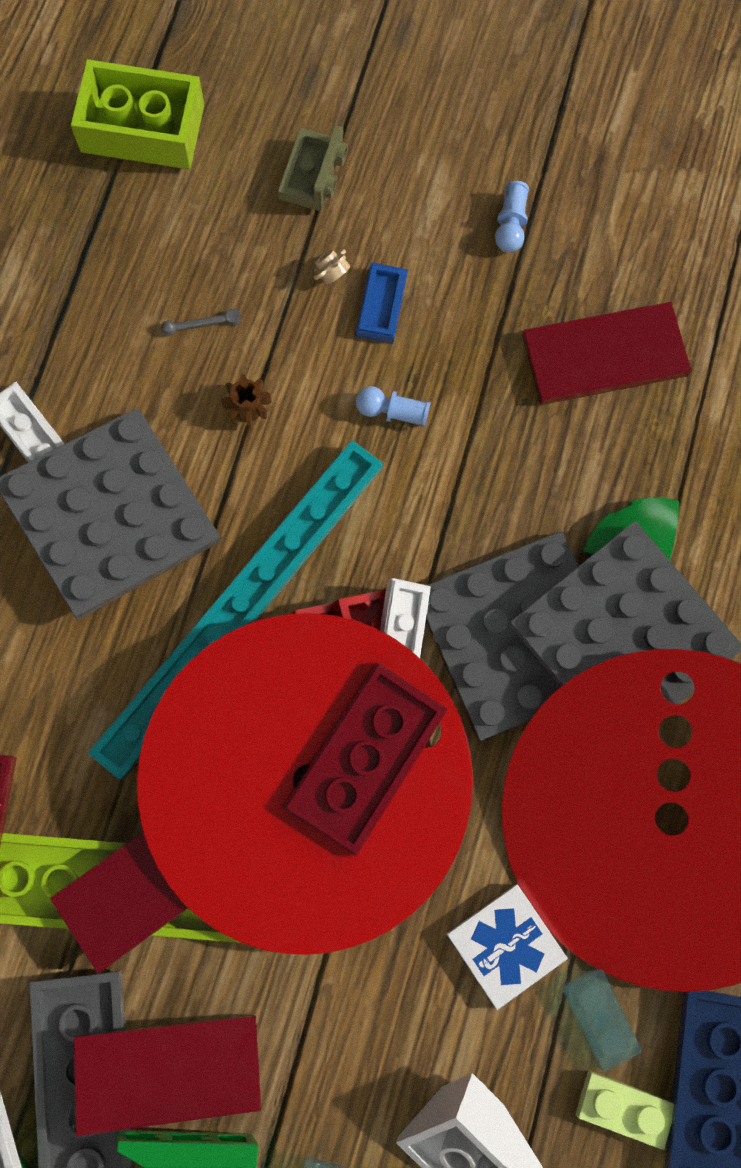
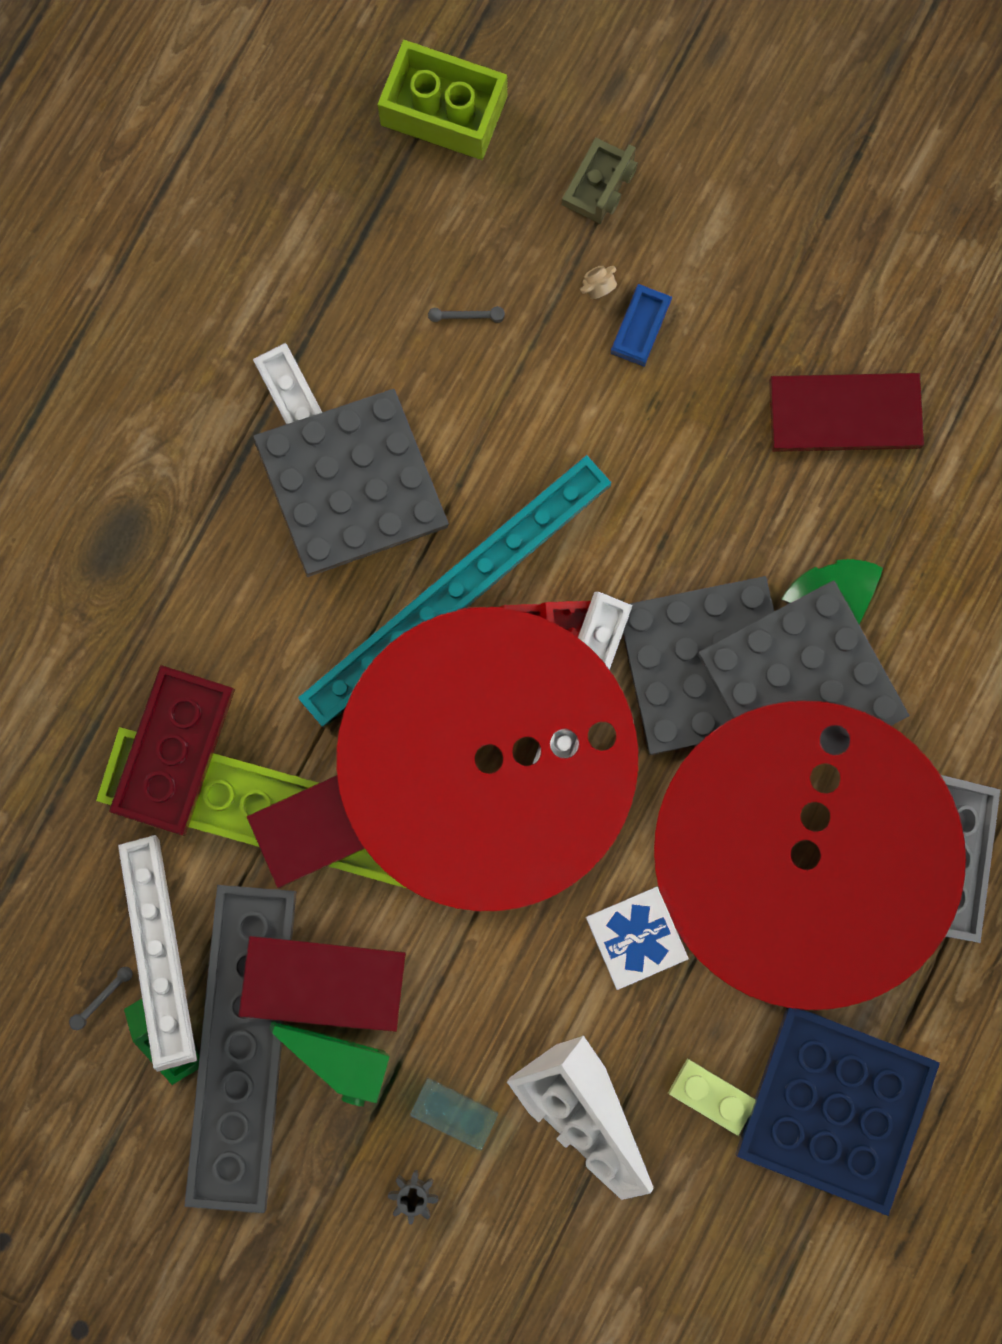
camera: 20 degrees right, 5 degrees up
(245, 390) = (494, 409): reddish brown gear -> none
(365, 759) = (543, 749): dark red tile -> none
(372, 402) = (613, 421): light blue pin -> none
(512, 218) = (777, 279): light blue pin -> none
(601, 1019) = (707, 1016): clear light blue plate -> none

